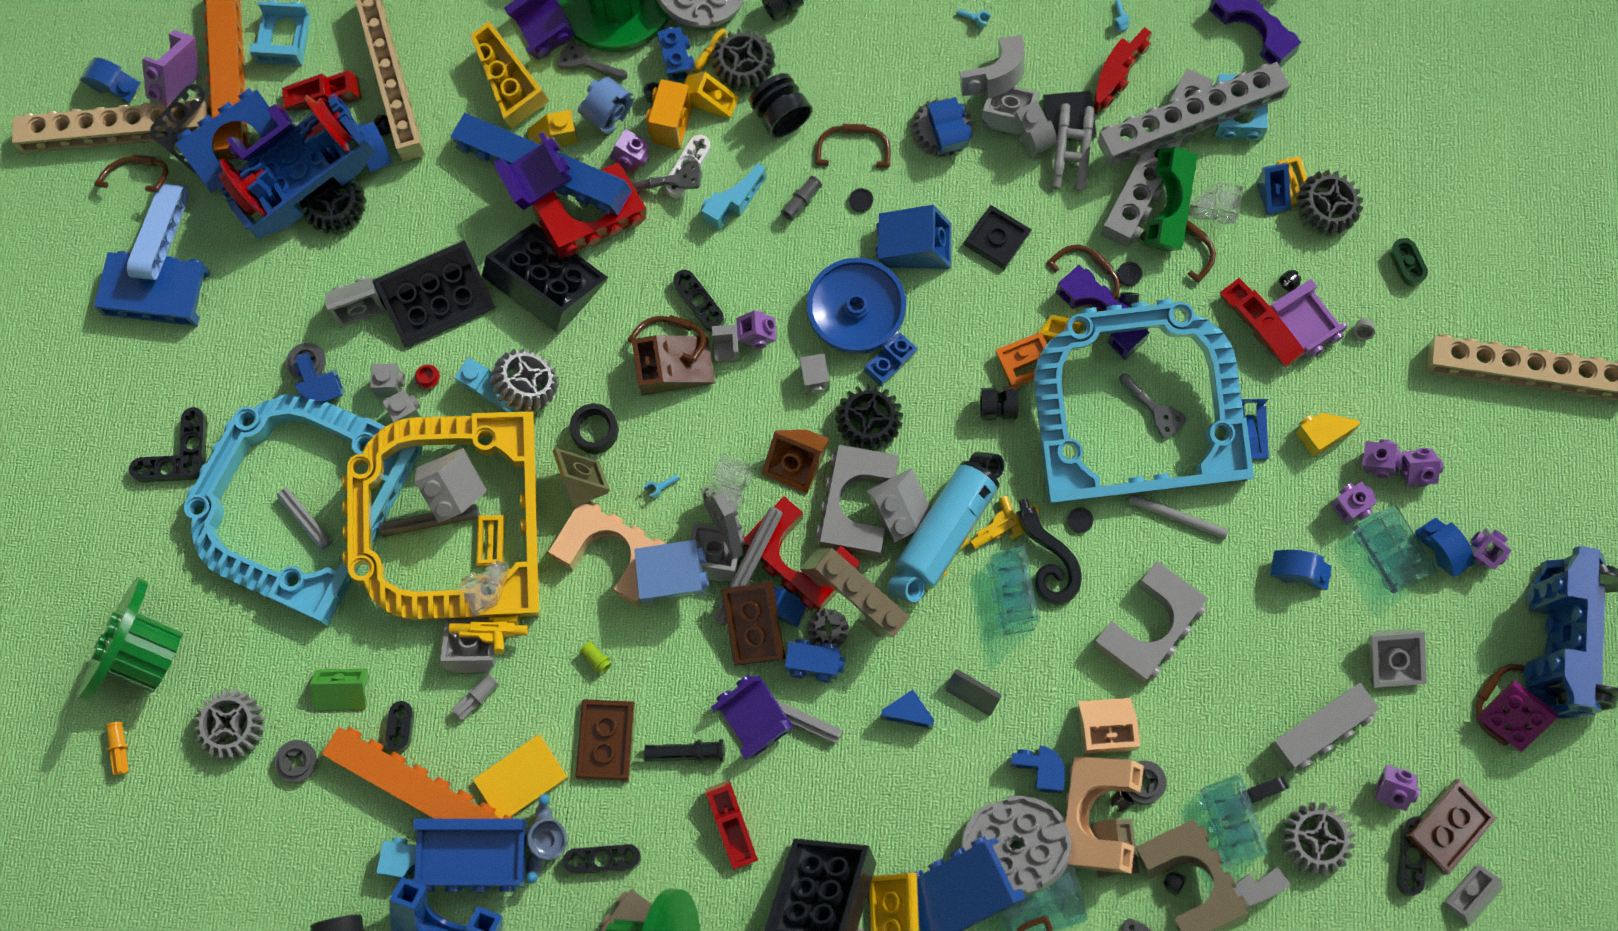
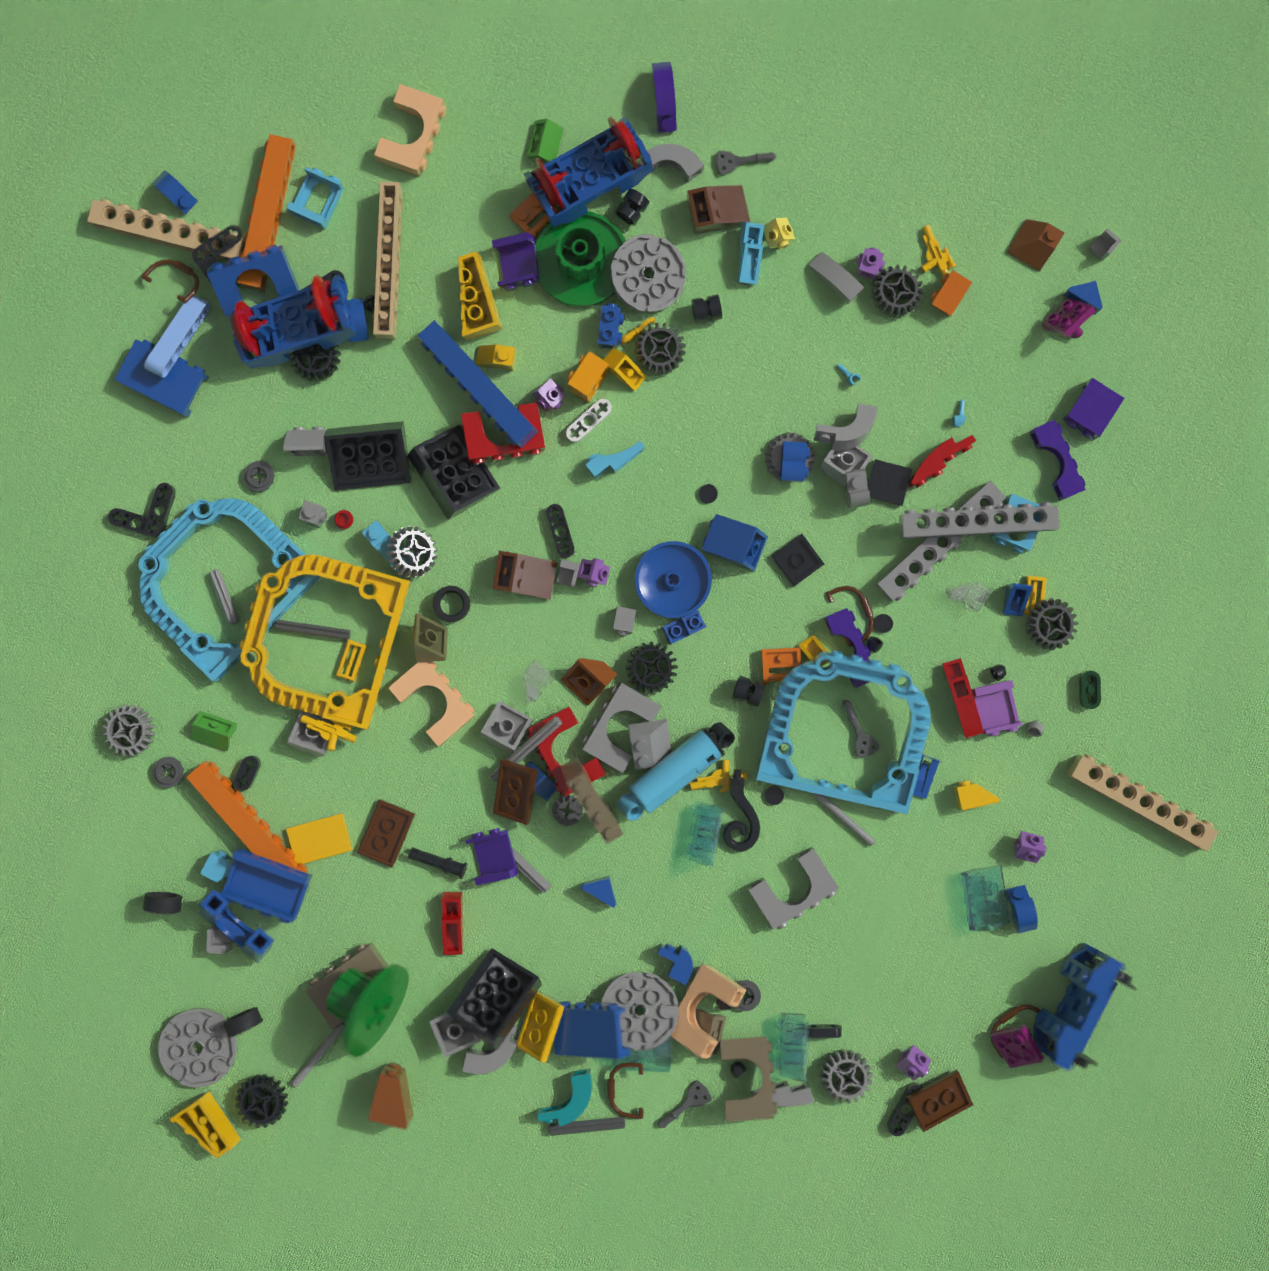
camera: 15 degrees right, 15 degrees up
(117, 748) = (47, 719): light orange axle -> none
(131, 647) = (71, 656): green piece -> none
(173, 71) = (225, 207): medium lavender panel -> none
(284, 123) = (292, 283): dark purple panel -> none
(314, 386) = (260, 500): blue brick -> none
(343, 84) = (332, 259): red slope -> none
(402, 406) = (317, 540): light grey brick -> none
(449, 484) = (331, 618): light grey slope -> none
(475, 697) = (305, 771): light grey axle -> none
(484, 589) = (331, 705): clear slope -> none
(535, 173) = (469, 395): dark purple panel -> none
(544, 839) = (321, 890): sand blue piece -> none
(582, 867) = (344, 906): black beam -> none
(584, 60) = (539, 304): dark grey piece -> none
(595, 657) = (398, 773): lime pin -> none
(605, 104) = (543, 351): medium blue brick -> none
(648, 88) = (580, 346): black hinge -> none
(660, 486) = (486, 663): medium azure hand -> none
(670, 570) = (468, 737): medium blue panel -> none
(676, 179) = (575, 430): dark grey piece -> none
(677, 322) = (540, 543): reddish brown piece -> none
(725, 518) = (519, 709): light grey plate -> none
(780, 105) = (673, 396): black wheel -> none
(801, 198) = (664, 477): dark grey pin -> none
(812, 660) = (545, 830): blue brick -> none
(856, 129) = (723, 434): reddish brown piece -> none
(973, 692) = (651, 892): dark grey slope -> none
(1062, 155) = (878, 498): light grey piece -> none
(1108, 726) = (734, 950): light nougat slope -> none
(1177, 171) = (947, 565): green arch -> none
(1202, 237) = (944, 608): reddish brown piece -> none
(1301, 566) = (913, 889): blue brick -> none
(1324, 727) = (882, 1005): light grey brick -> none
(1354, 502) = (965, 855): medium lavender brick -> none
(1382, 458) = (1000, 826): medium lavender brick -> none
(1397, 657) = (953, 974): light grey slope -> none
(1474, 894) = (935, 1148): light grey slope -> none
(1492, 556) = (1052, 923): medium lavender brick -> none

